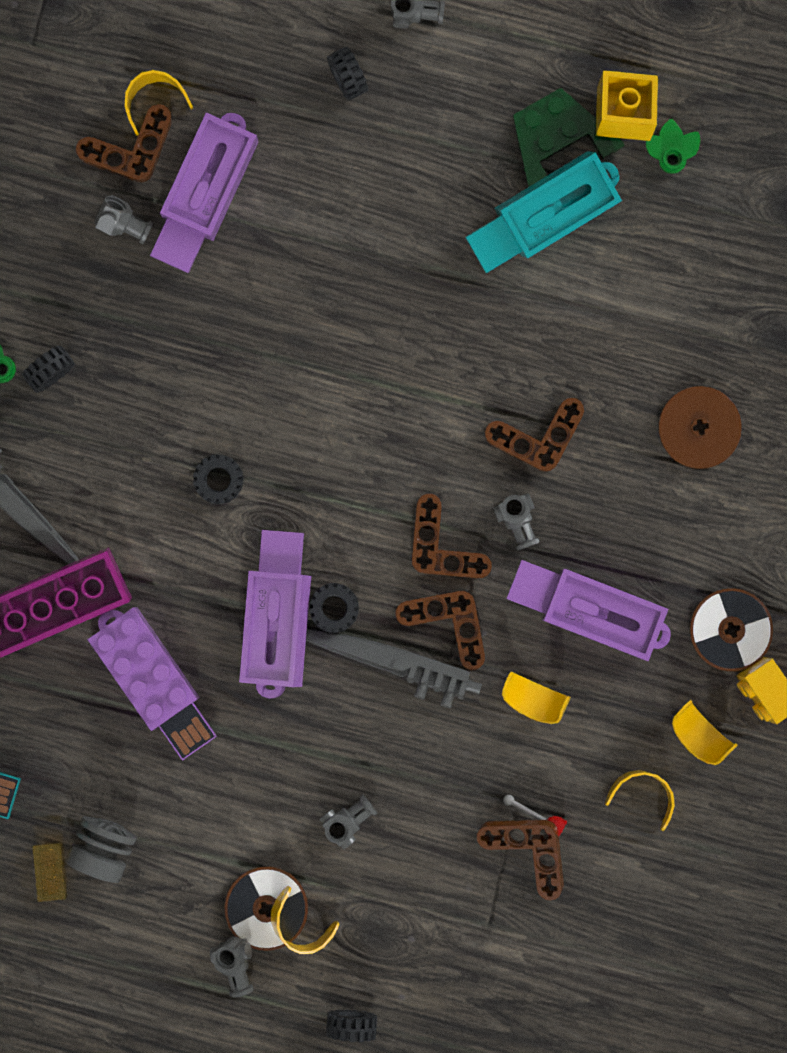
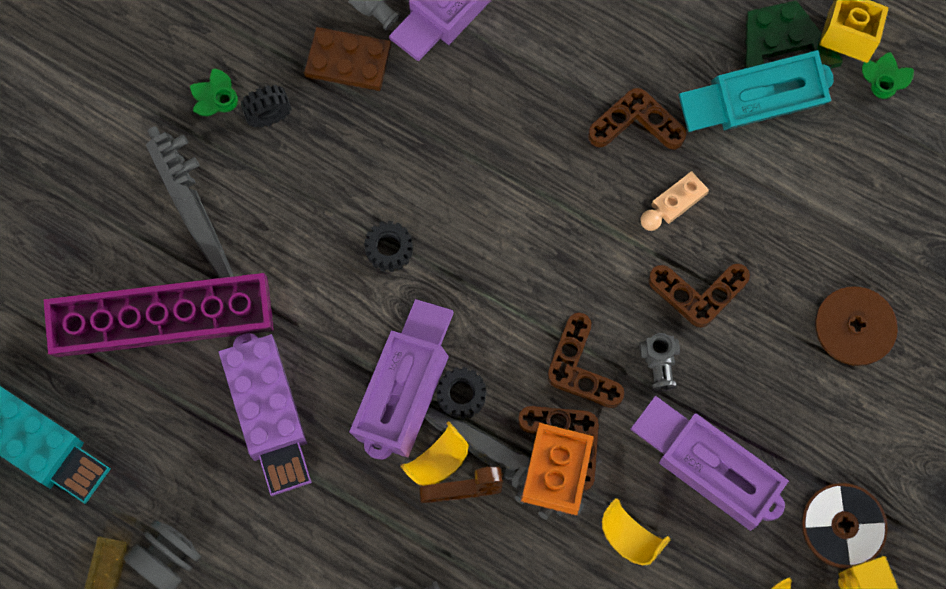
camera: 20 degrees right, 15 degrees down
(113, 286) = (348, 59): none -> reddish brown plate
(329, 680) = (439, 460): none -> yellow piece
(374, 696) = (486, 482): none -> reddish brown beam
(432, 261) = (641, 113): none -> reddish brown beam
(447, 659) = (557, 469): none -> orange plate
(489, 349) = (674, 202): none -> light nougat plate

